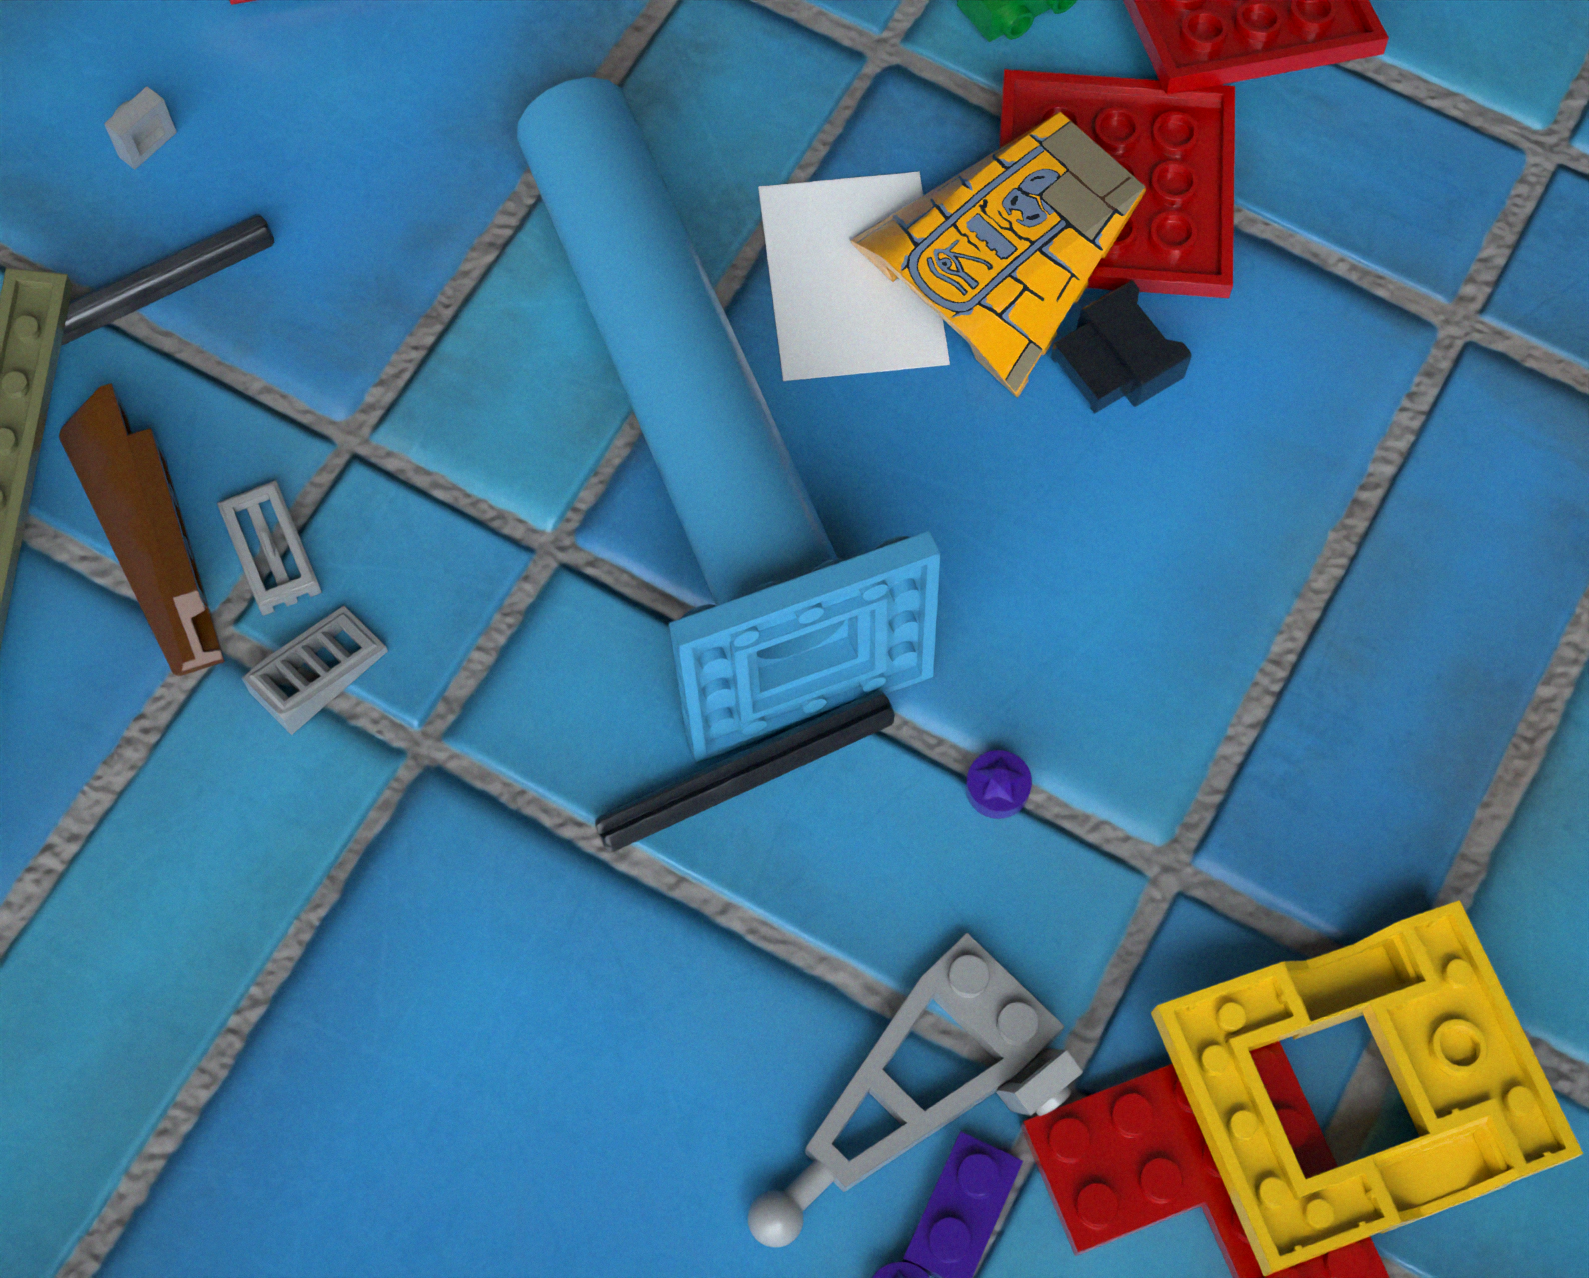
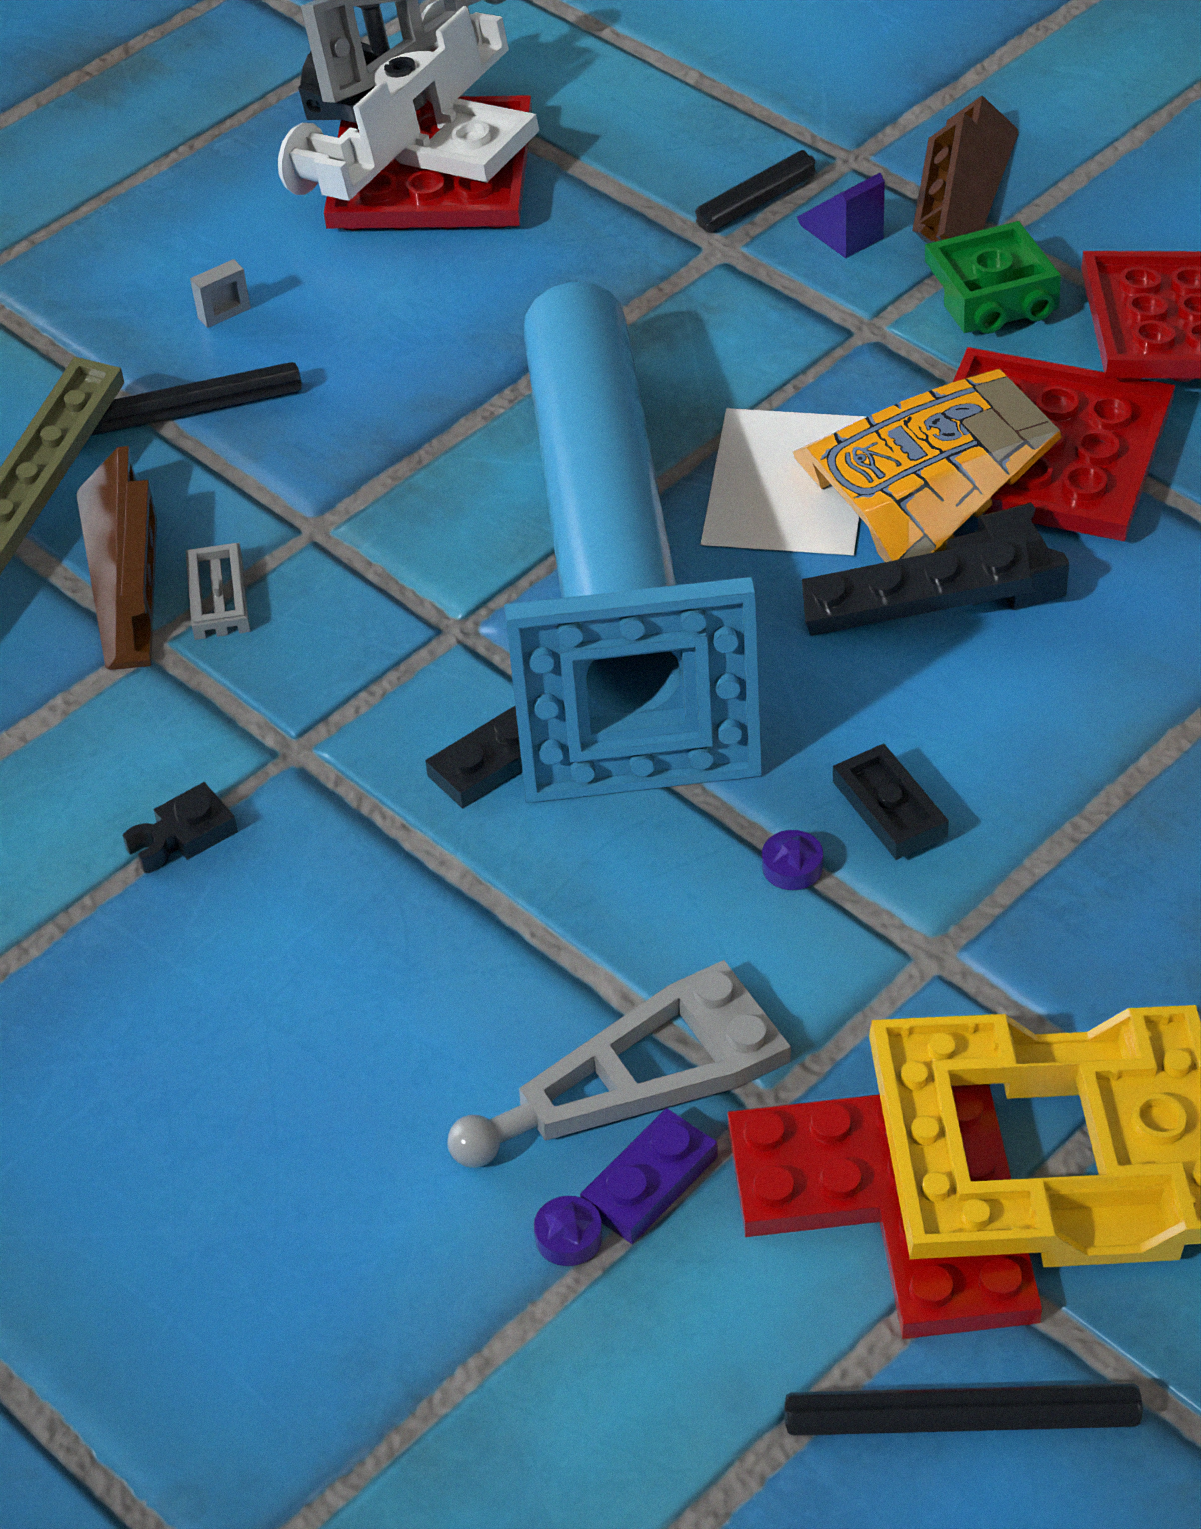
camera: 20 degrees right, 20 degrees down
(312, 697) = (203, 679): light grey slope -> none
(338, 872) = (183, 824): none -> black plate
(636, 717) = (478, 760): none -> black plate
(744, 771) = (566, 810): black axle -> none
(1040, 409) = (918, 585): none -> black plate
(1041, 1083) = (751, 1081): light grey plate -> none
(1081, 692) = (890, 801): none -> black plate

